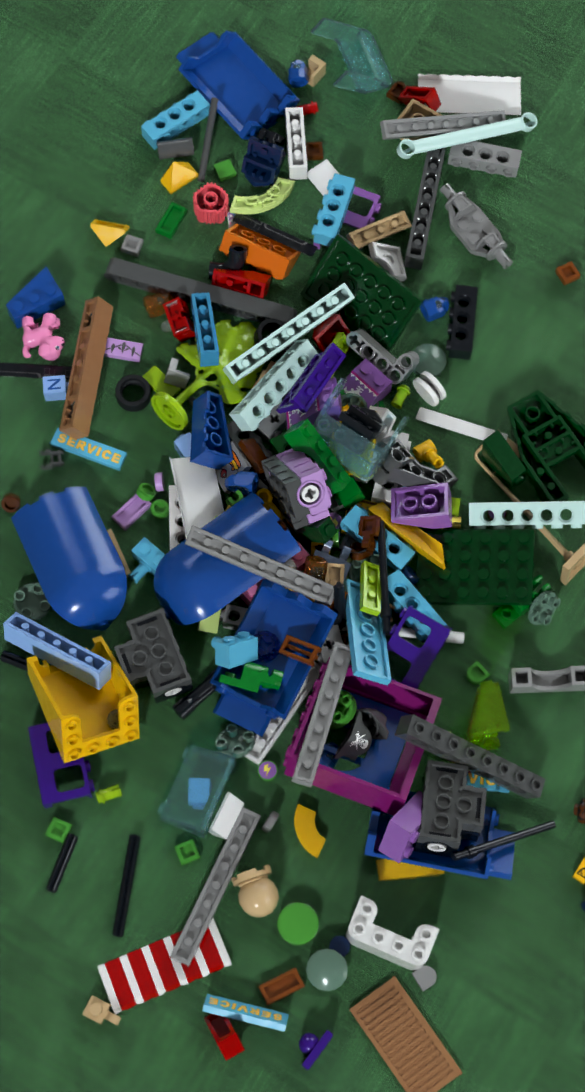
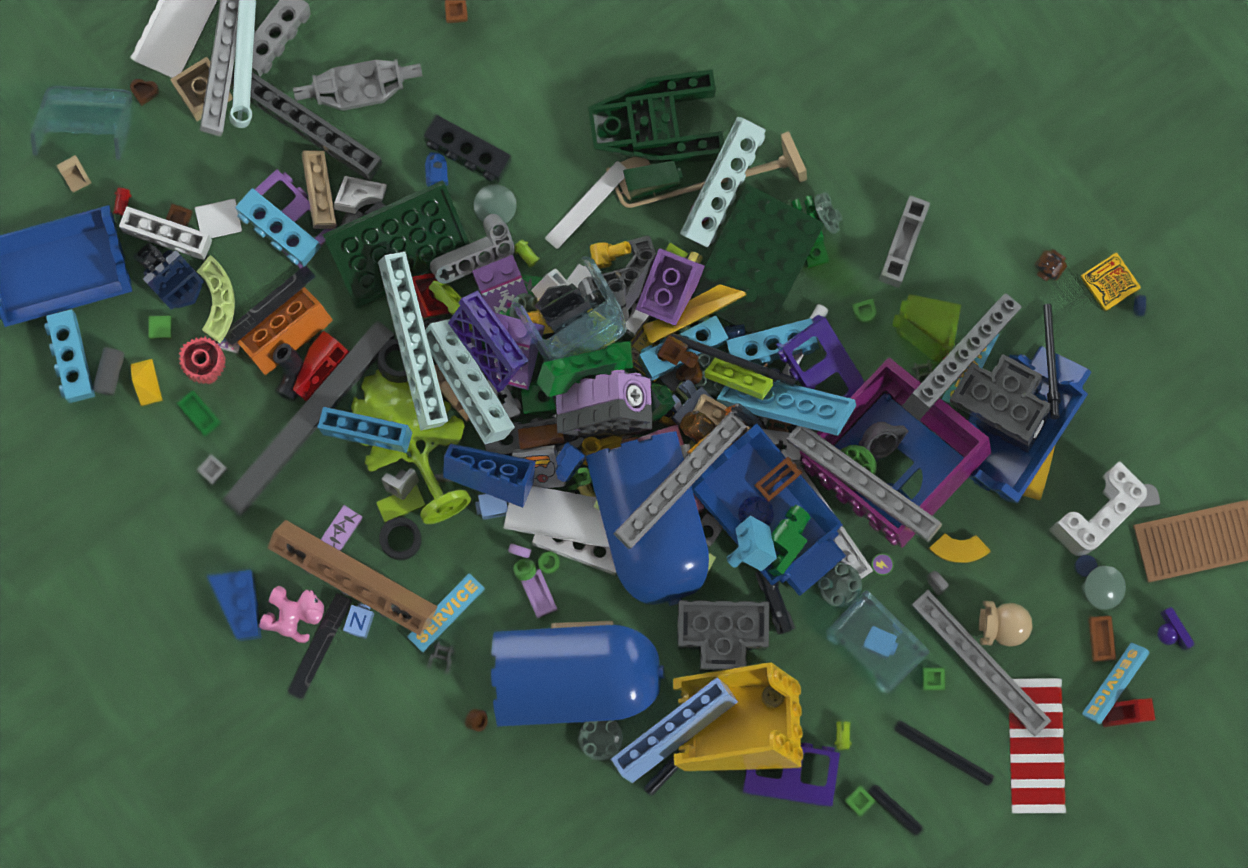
camera: 70 degrees left, 10 degrees up
(99, 1010) = (1057, 827): tan plate -> none
(108, 231) = (183, 488): yellow slope -> none
(148, 558) = (607, 595): medium azure brick -> none
(155, 303) = (301, 469): clear orange rock -> none
(178, 320) = (334, 454): red piece -> none
(207, 141) = (114, 330): dark grey piece -> none
(226, 816) = (916, 624): white panel -> none
(297, 923) = (1049, 597): bright green tile -> none
(298, 74) = (70, 192): blue rock -> none
(356, 740) = (895, 462): dark grey hat -> none
(403, 830) = (1011, 452): medium lavender slope -> none
(424, 95) = (166, 68): red slope -> none
(429, 388) = (535, 218): white head -> none

